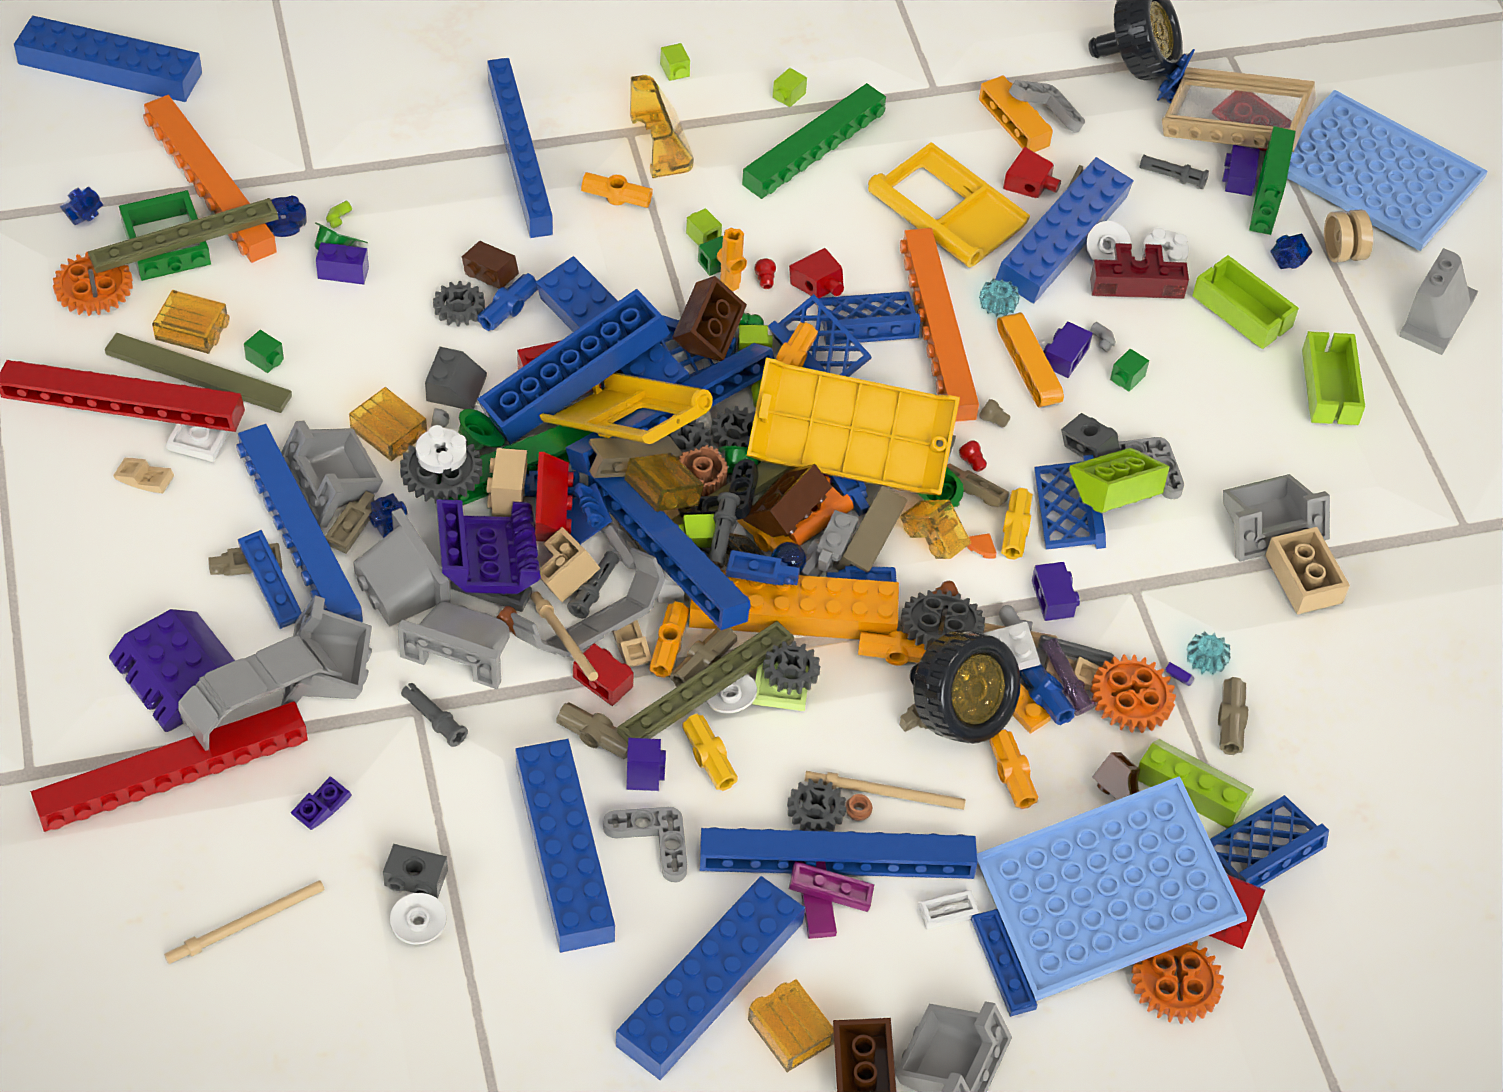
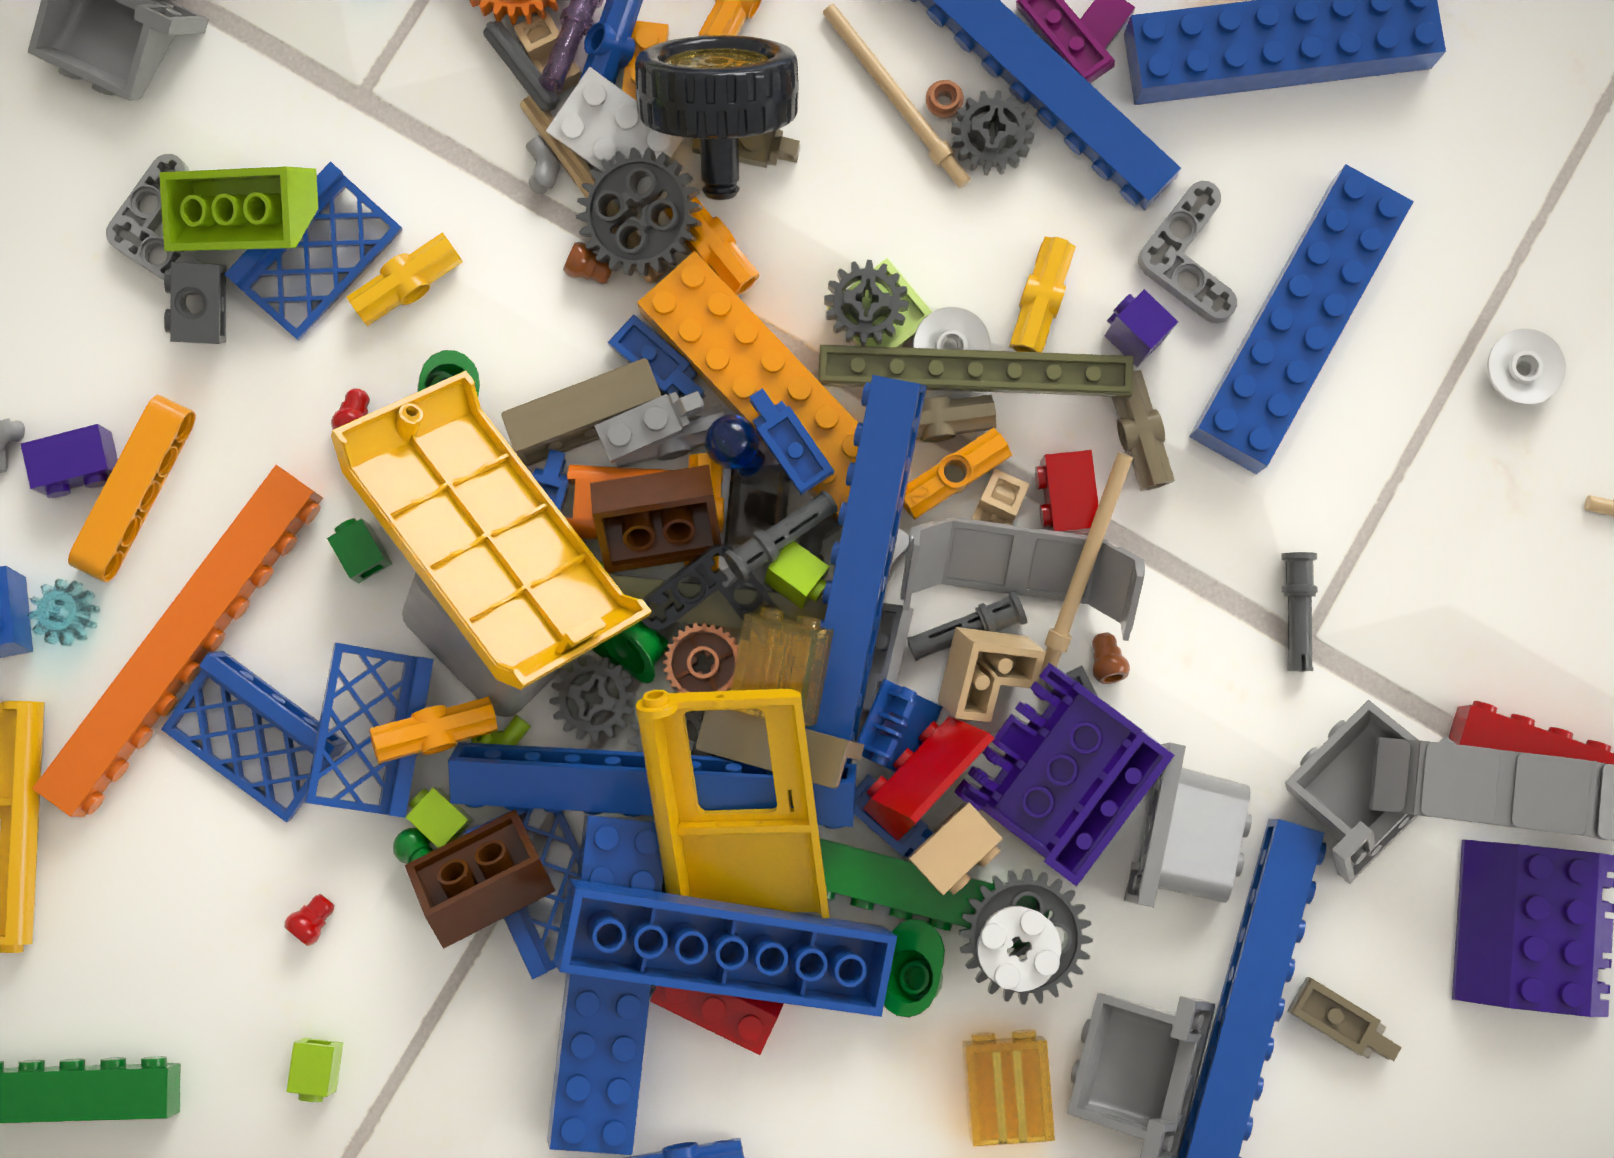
camera: 135 degrees left, 30 degrees up
(270, 578) = (1343, 964): blue tile -> none
(322, 804) = (1512, 603): dark purple slope -> none
(350, 523) = (1177, 970): dark tan hinge -> none
(382, 513) = (1113, 938): clear blue brick -> none
(405, 860) = (1463, 420): dark grey brick -> none
(440, 418) = (936, 1047): light grey hinge -> none
(454, 379) = (864, 1089): dark grey slope -> none
(459, 636) = (1199, 676): light grey windscreen -> none
(708, 255) = (343, 1004): green brick -> none
(732, 258) = (349, 956): light orange piece -> none
(817, 274) = (250, 848): red torso -> none
(938, 525) = (509, 346): clear yellow brick -> none
(980, 487) = (393, 359): dark tan hinge -> none
(983, 545) = (472, 291): orange tile -> none
(994, 413) = (261, 450): dark tan piece -> none
(1055, 591) = (460, 155): dark purple brick -> none
(1129, 370) = (33, 364): green brick -> none

